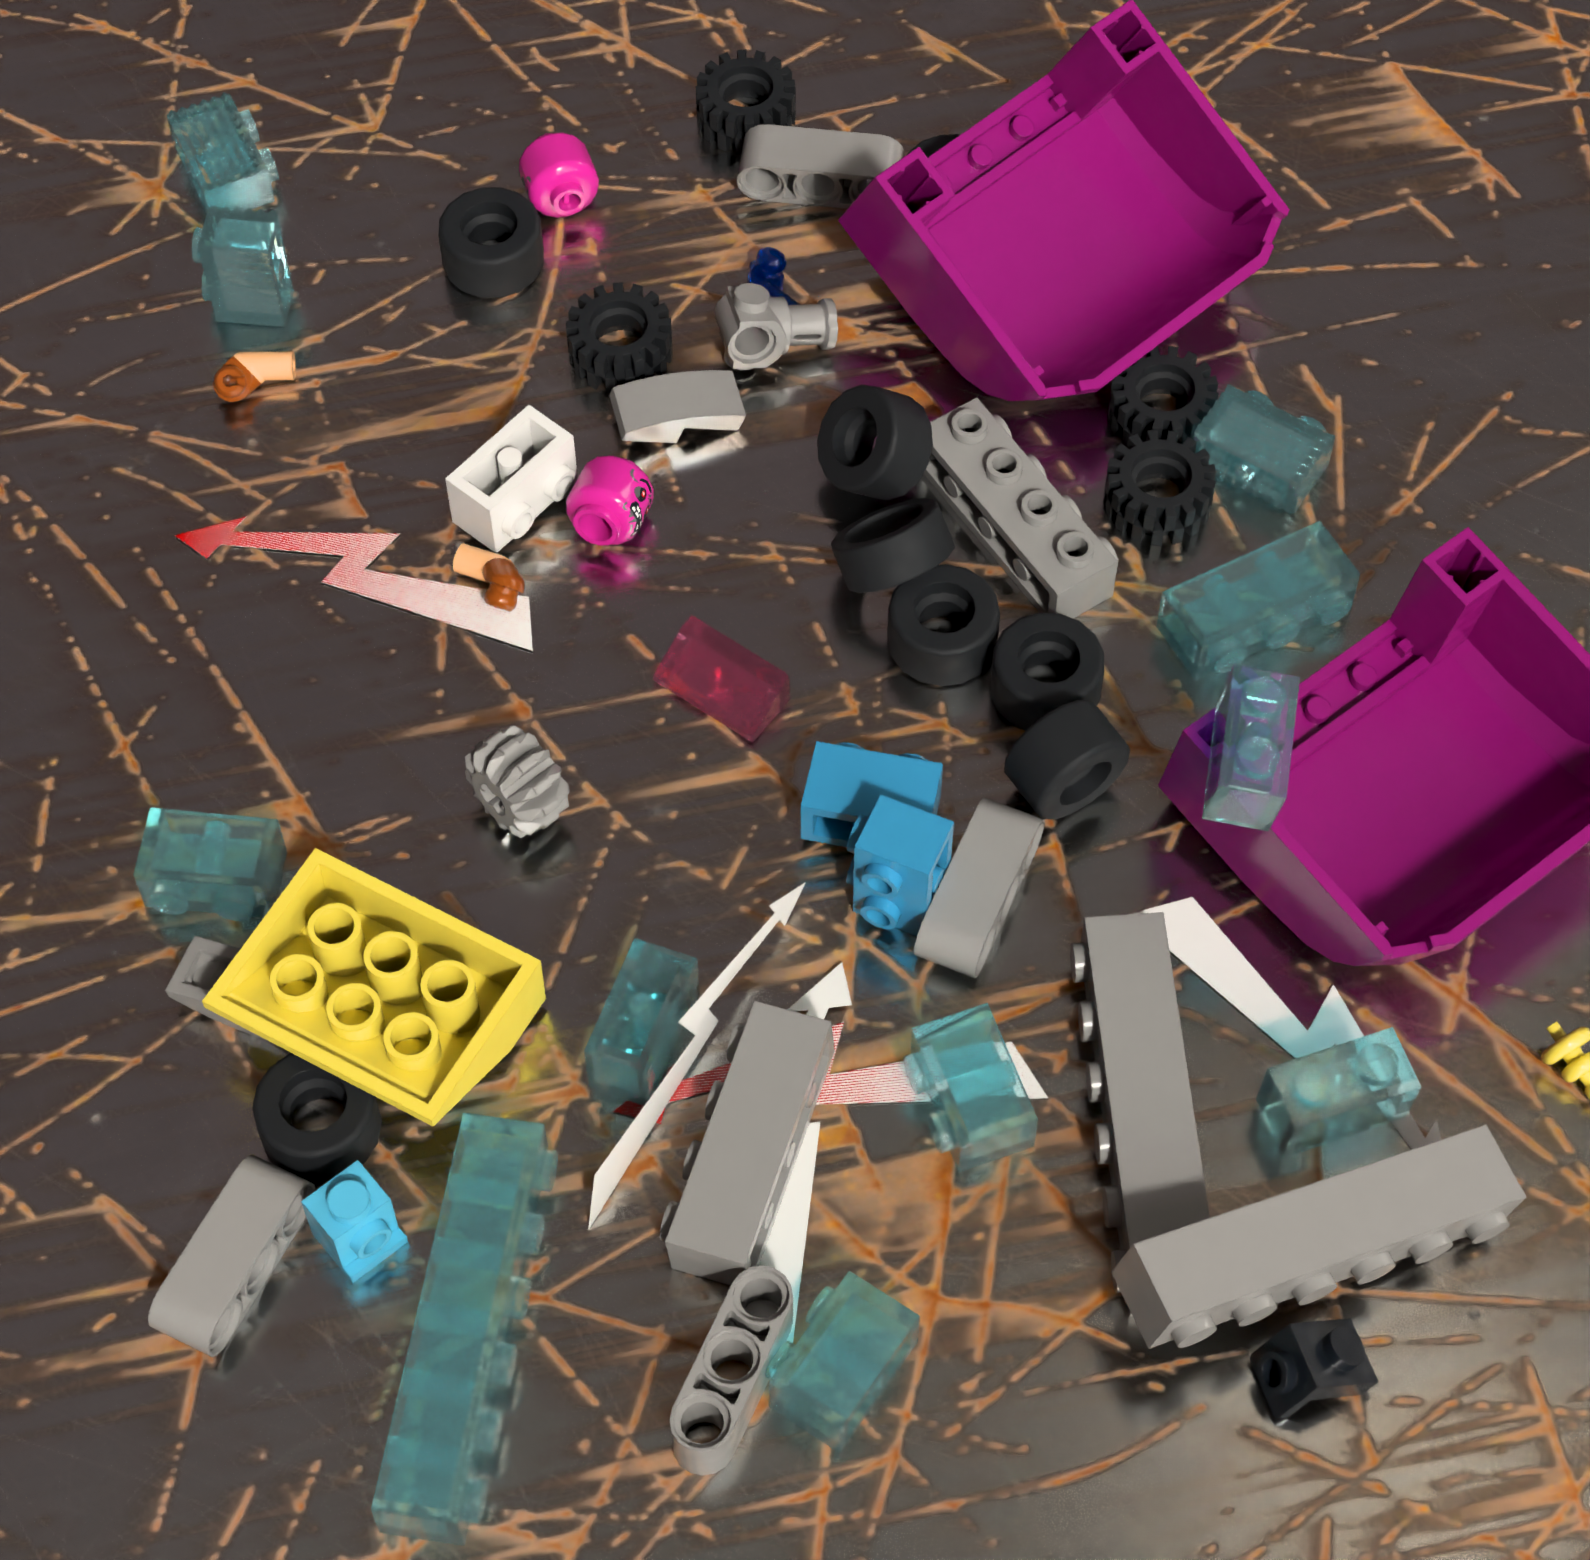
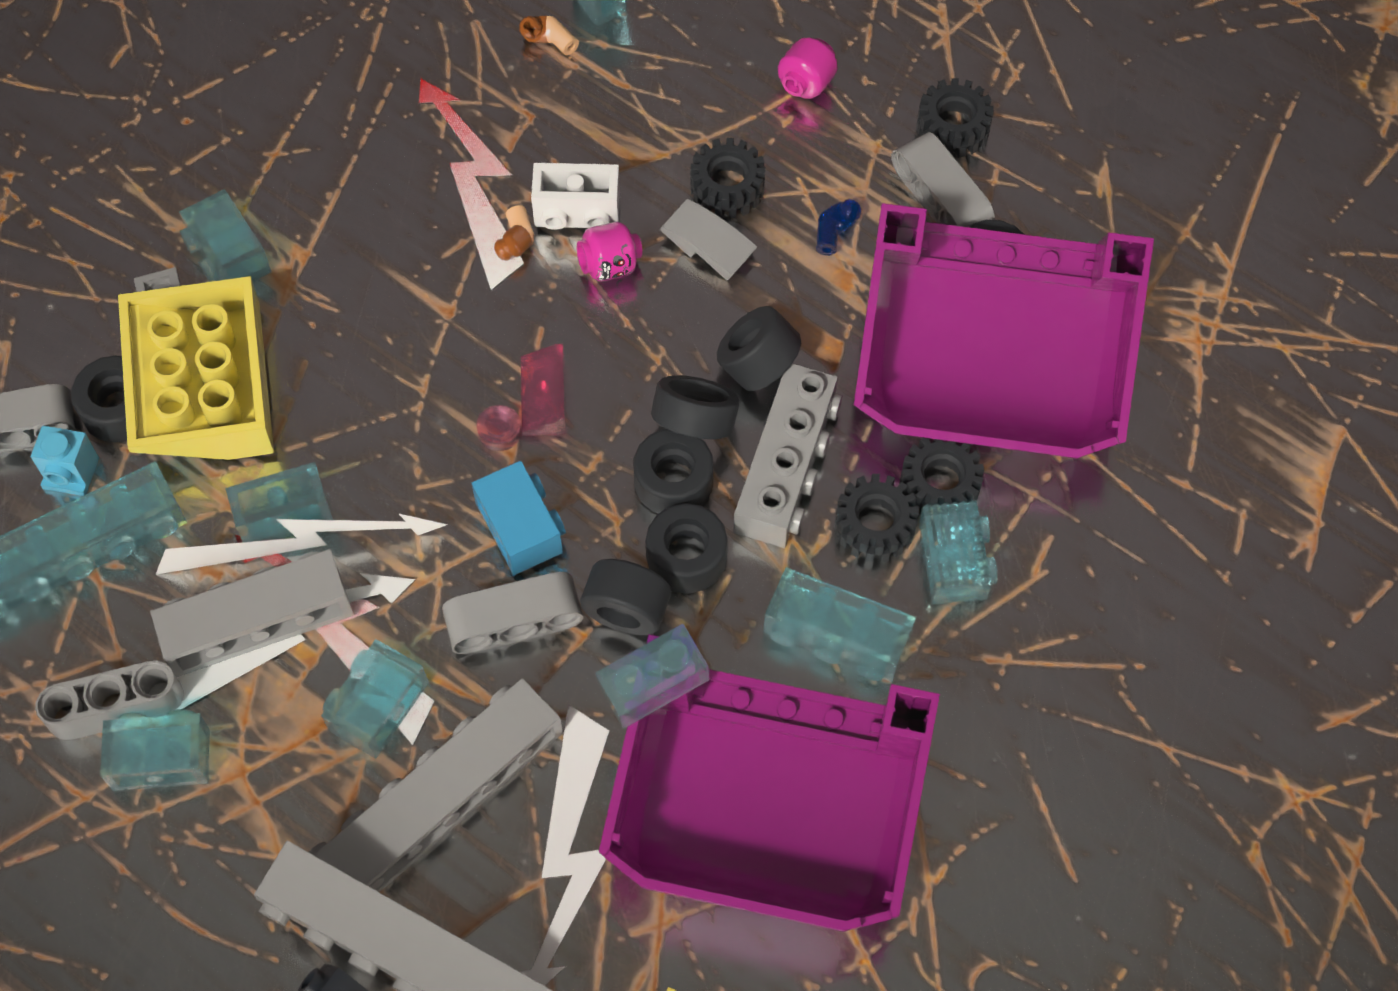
camera: 50 degrees right, 5 degrees up
(486, 216) = (733, 52): black tyre -> none
(517, 781) = (382, 339): light grey gear -> none
(725, 755) = (499, 428): none -> clear pink tile
(762, 327) = (795, 237): light grey connector -> none
(897, 863) = (473, 553): dark azure brick -> none
(1337, 1092) = (522, 894): clear light blue brick -> none

